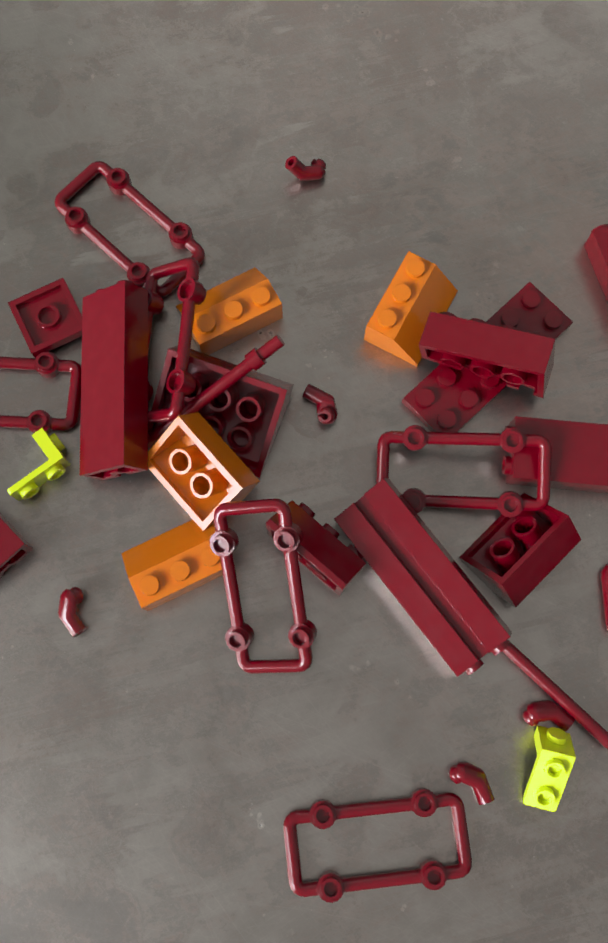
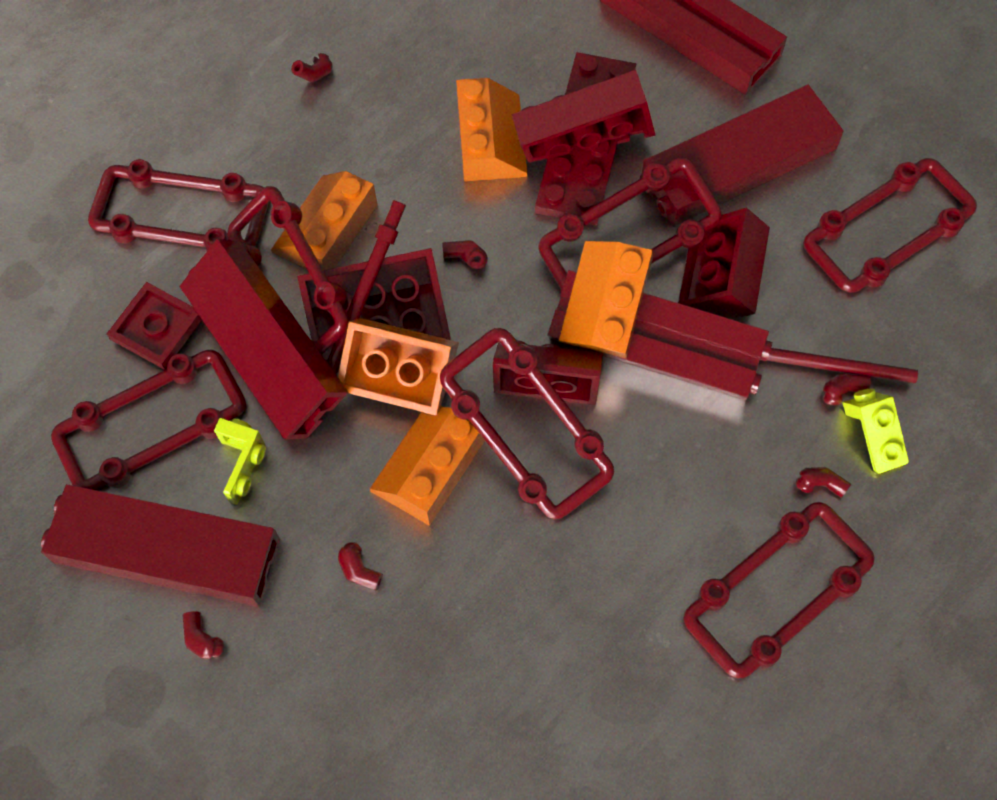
camera: 30 degrees left, 10 degrees down
(395, 524) = (606, 297): none -> orange slope

